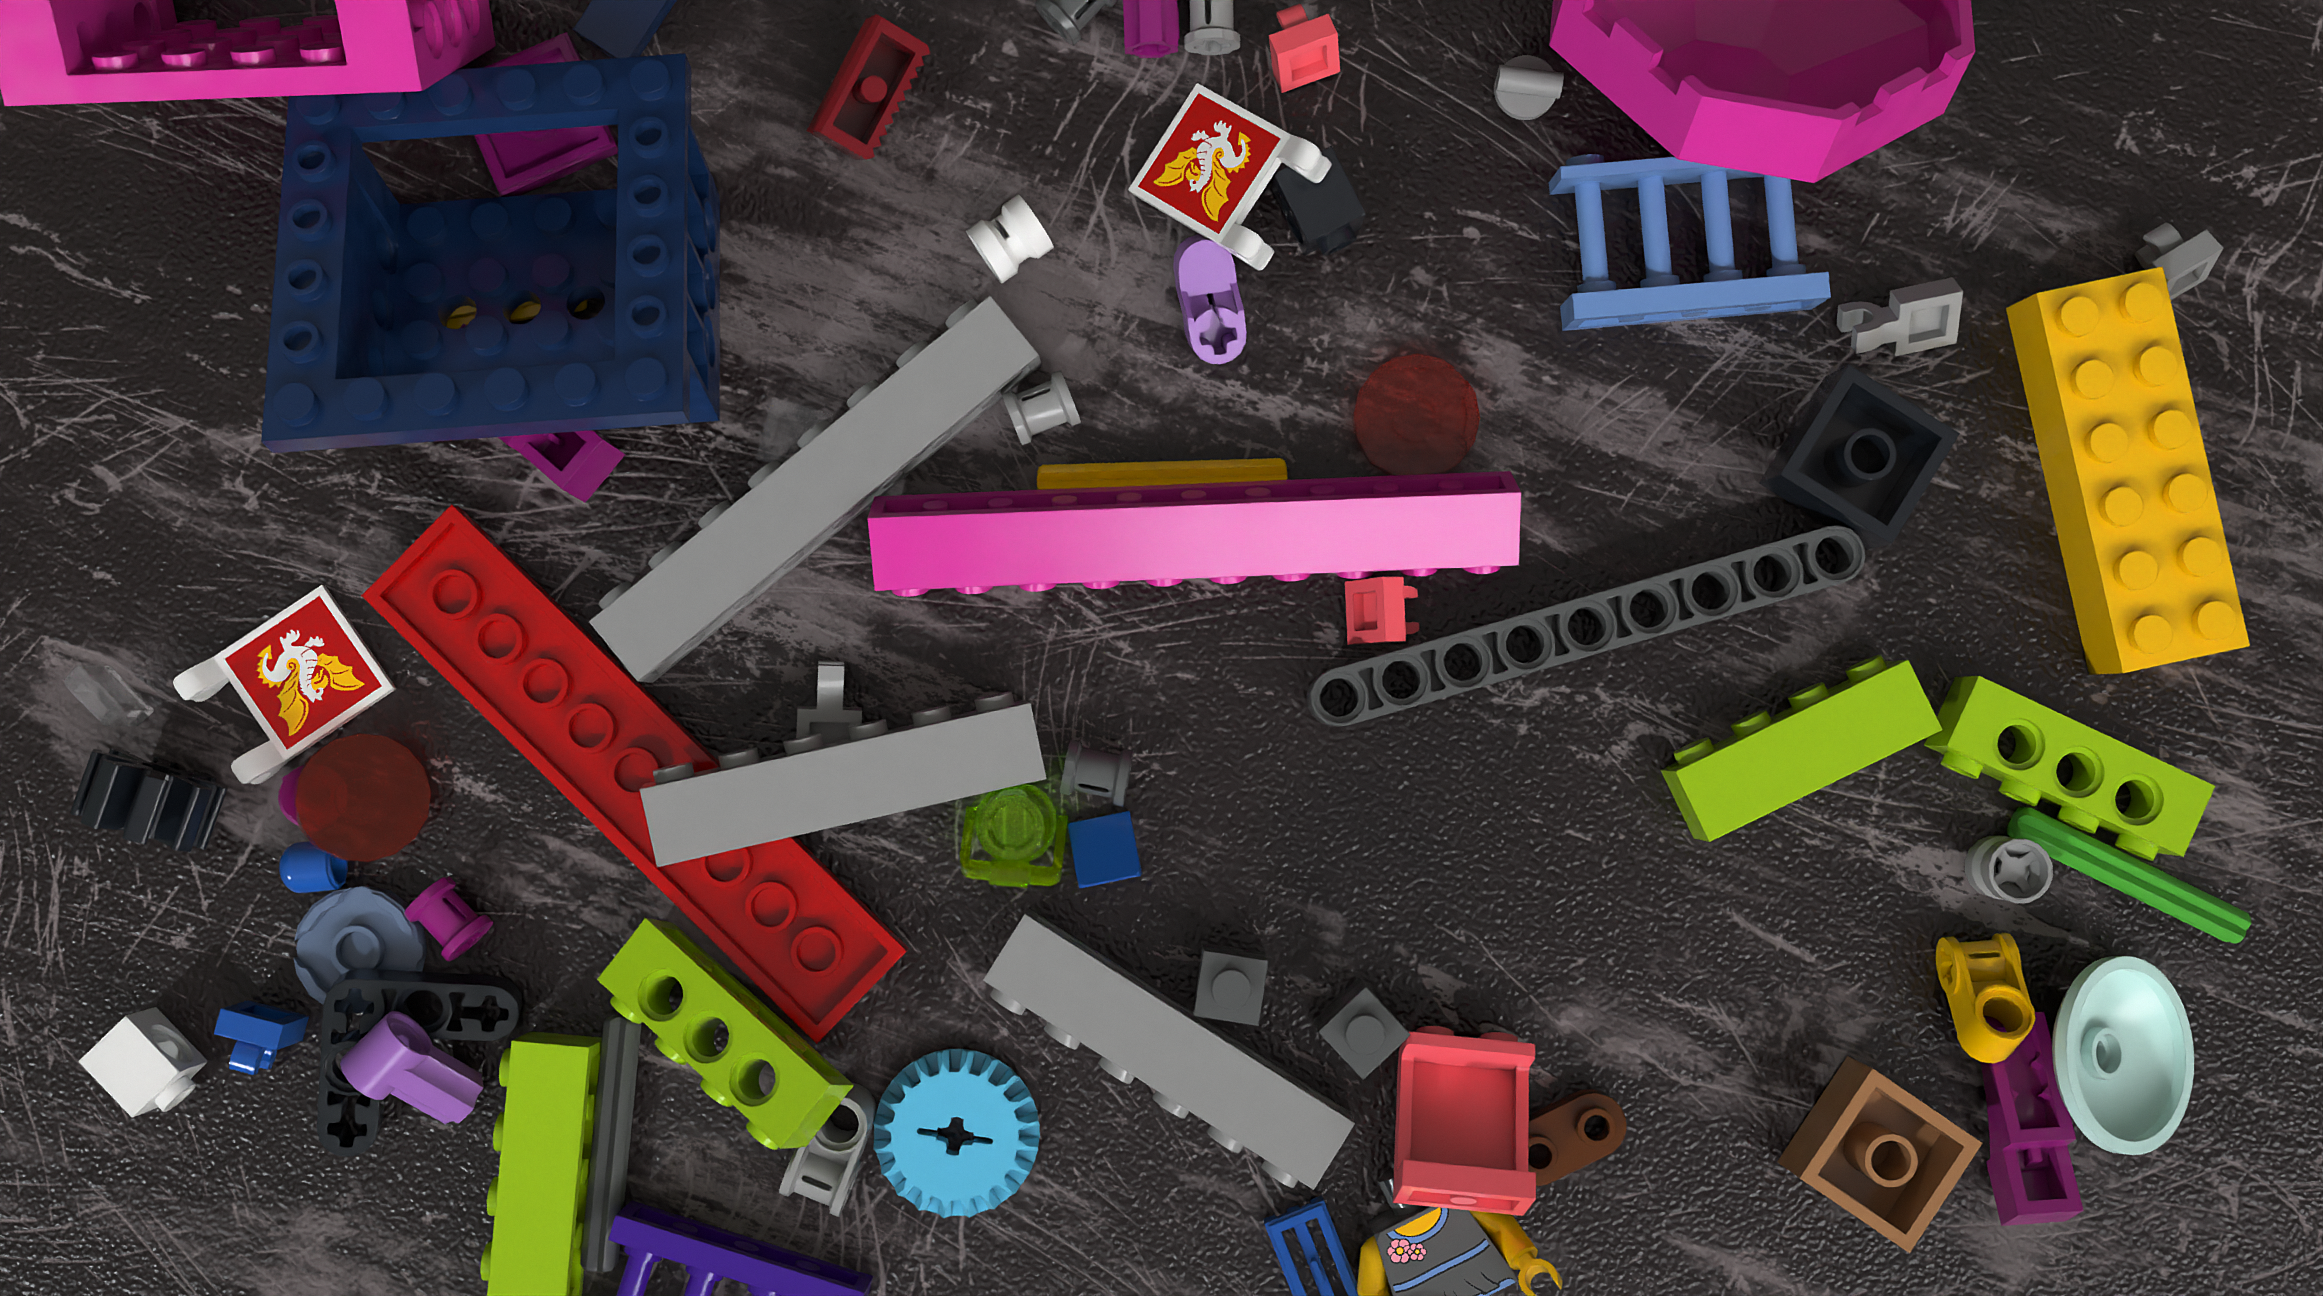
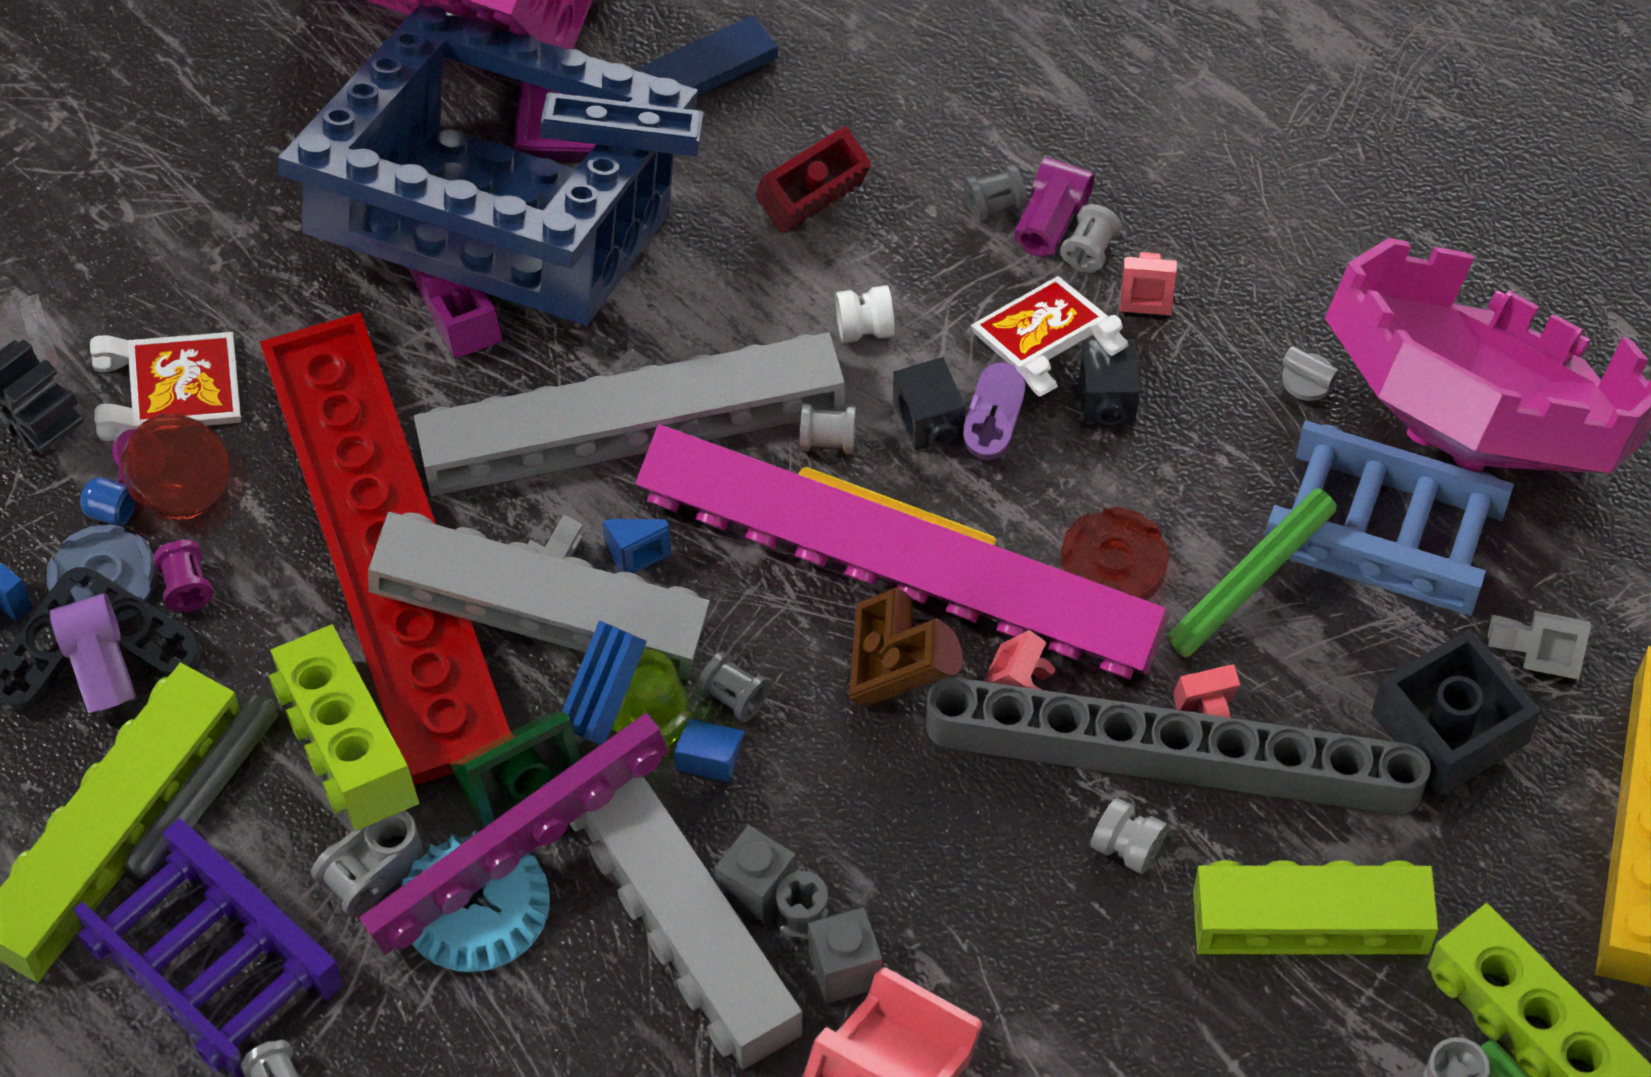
camera: 25 degrees right, 30 degrees down
(634, 177) = (621, 124): none -> dark blue tile
(908, 654) = (636, 542): none -> blue slope
(926, 983) = (516, 765): none -> dark green slope
(960, 856) = (603, 681): none -> blue tile
(991, 1058) = (502, 844): none -> magenta plate
(1137, 325) = (929, 403): none -> black brick
(1247, 673) = (894, 657): none -> reddish brown brick
(1295, 1011) = (800, 900): none -> dark grey bush
(1581, 753) = (1132, 837): none -> light grey wheel
(1582, 385) = (1251, 572): none -> bright green axle
(1590, 550) = (1207, 691): none -> coral tile

